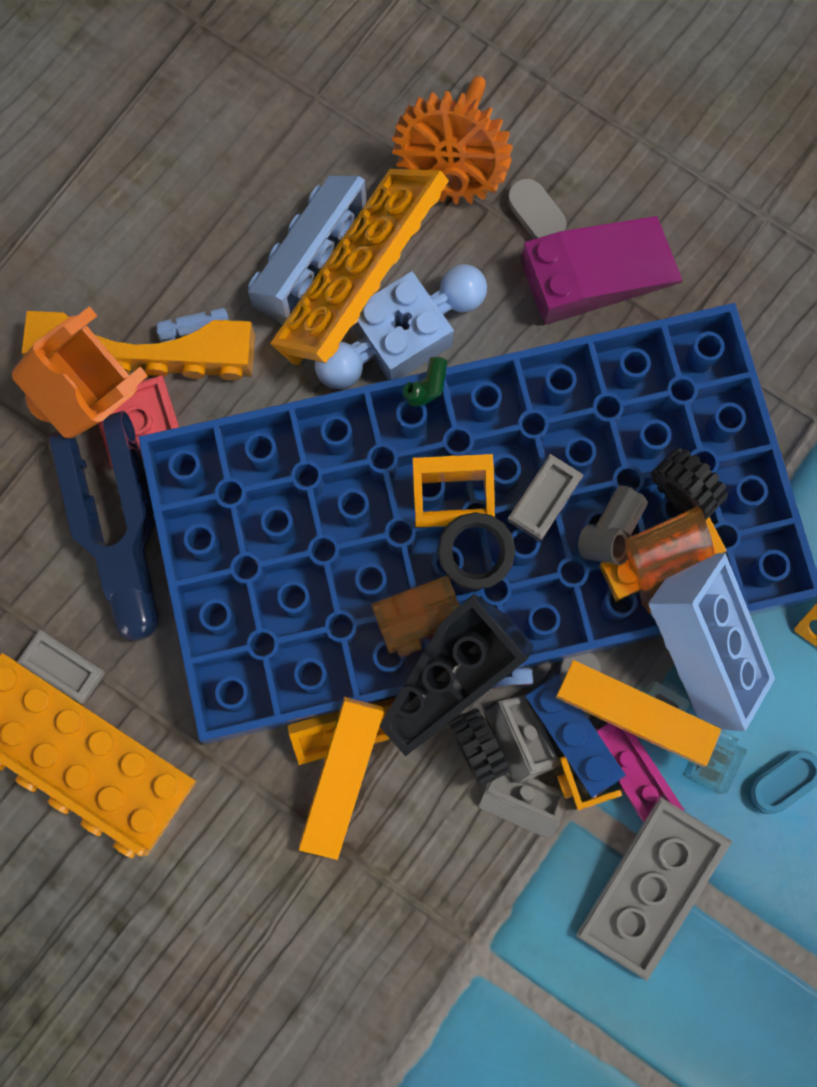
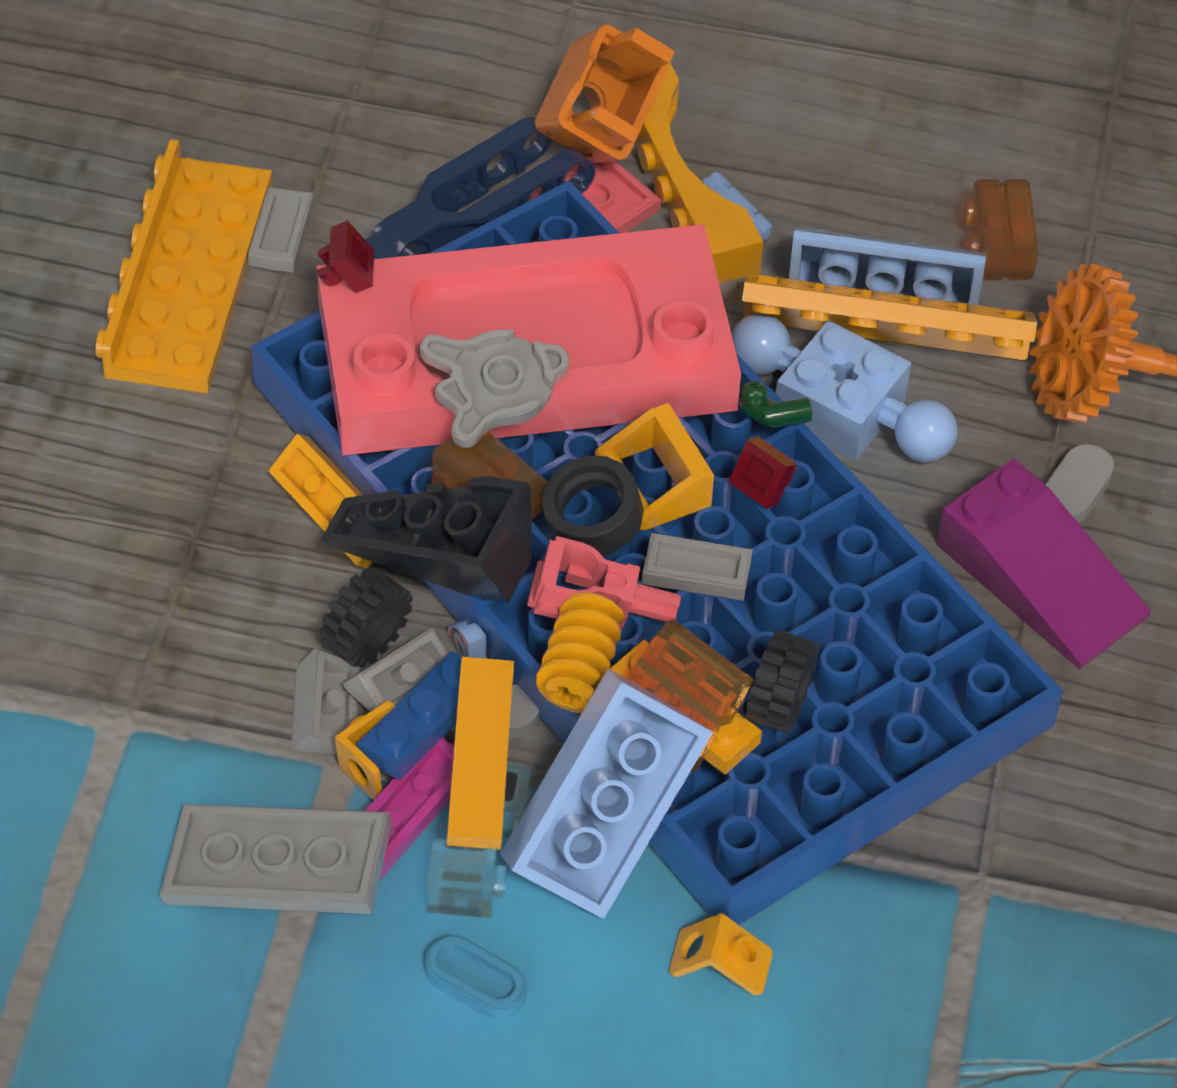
camera: 65 degrees right, 25 degrees down
(189, 642) = (347, 258): none -> dark red tile
(294, 535) = (626, 307): none -> coral piece
(299, 152) = (1002, 228): none -> clear orange brick
(341, 778) = (267, 497): light orange tile -> none
(351, 576) = (493, 379): none -> light grey tile
(489, 416) = (762, 472): none -> dark red tile
(556, 567) = (602, 577): none -> coral piece
(605, 614) = (579, 650): none -> light orange piece
(607, 538) = (720, 632): dark grey piece -> none

